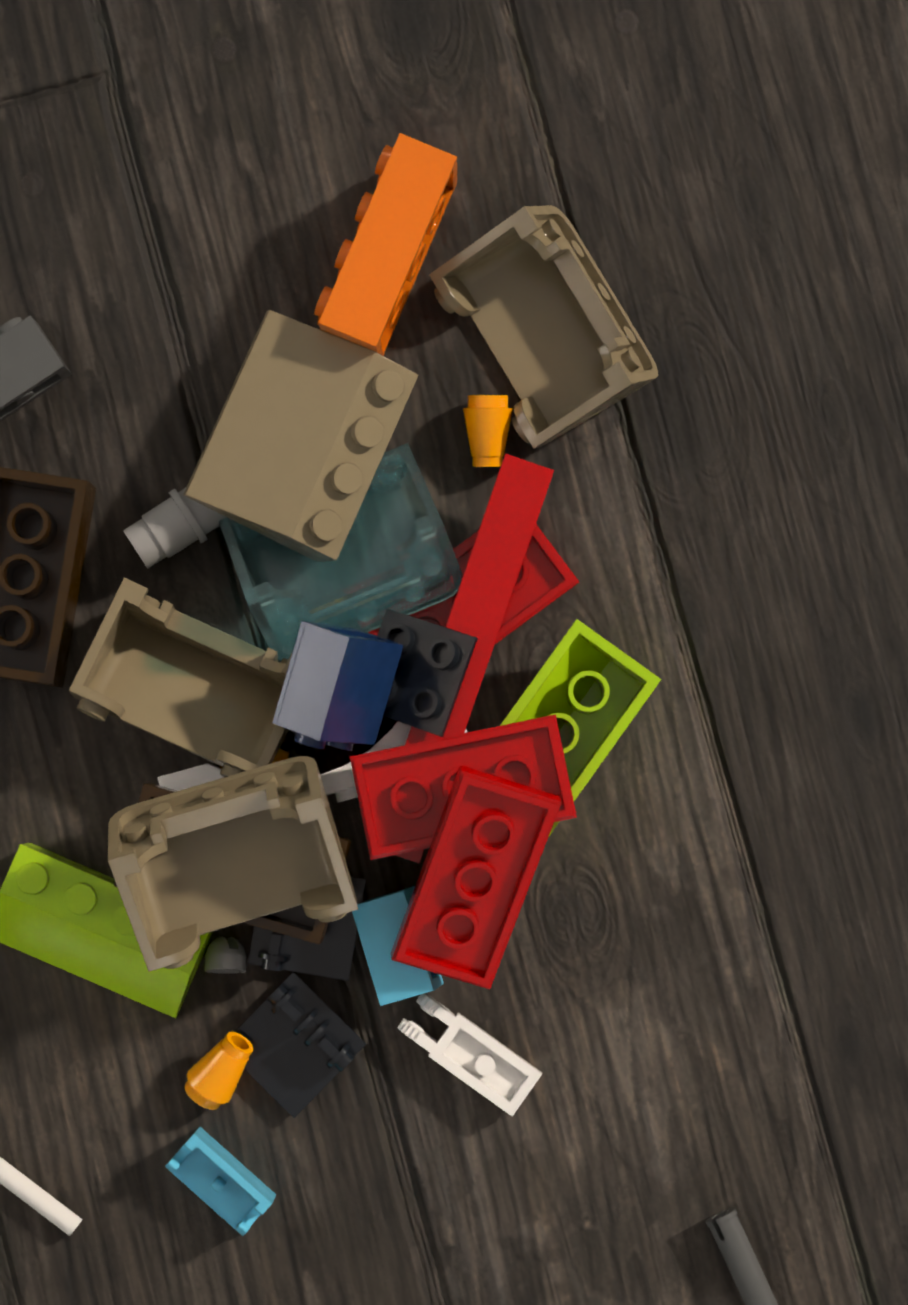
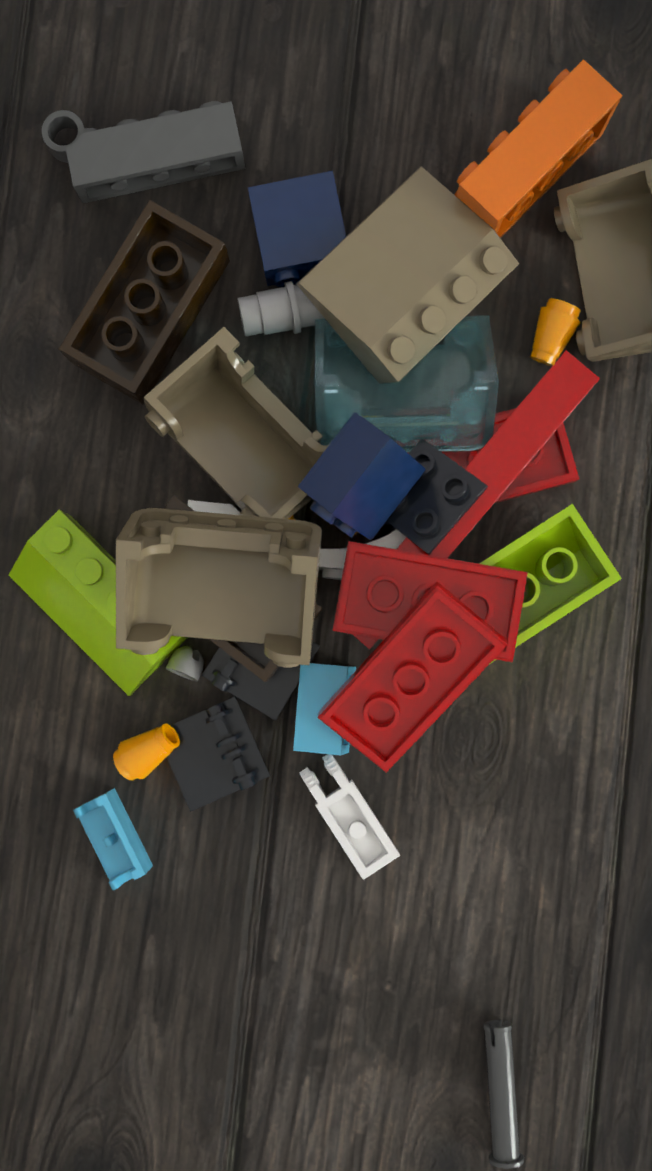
camera: 25 degrees right, 0 degrees up
(156, 425) = (296, 225): none -> dark blue piece

